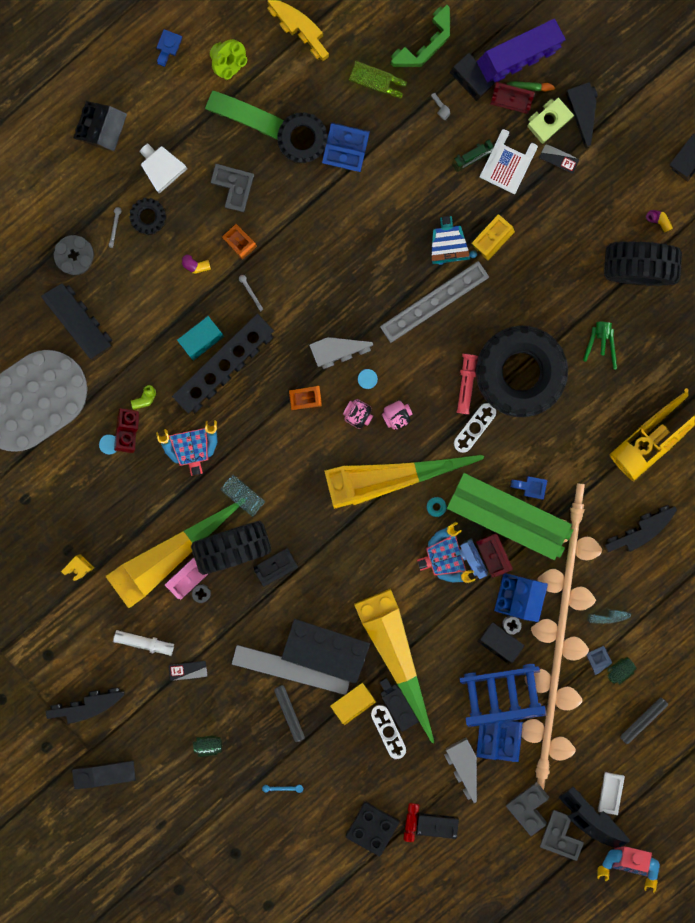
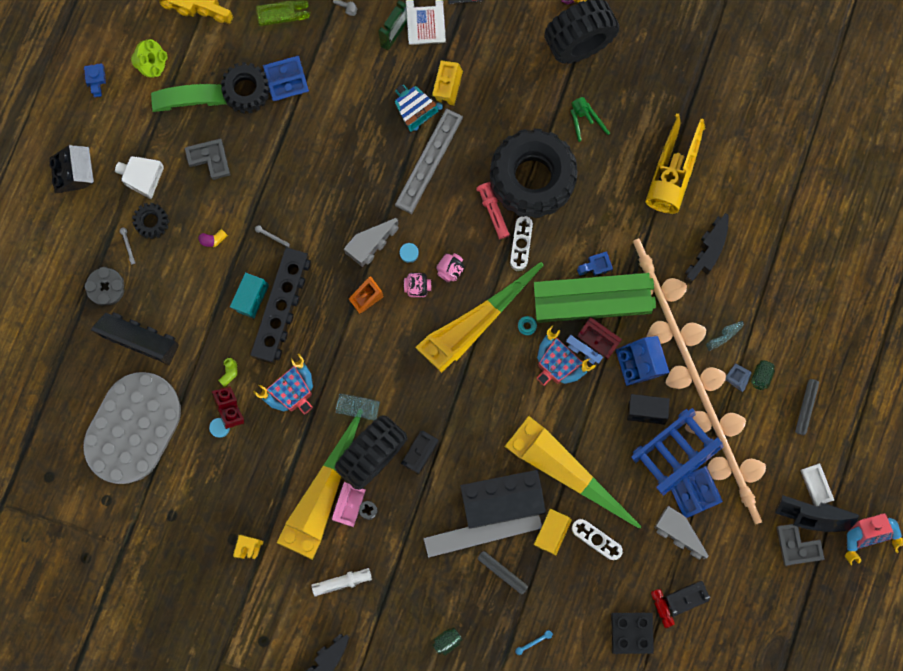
camera: 30 degrees left, 10 degrees down
(188, 670) = (393, 585): sticker -> none
(239, 241) = (240, 199): orange slope -> none
(398, 705) = (591, 512): black hinge -> none
(509, 619) = (651, 383): light grey bush -> none
(524, 808) = (751, 537): dark grey plate -> none

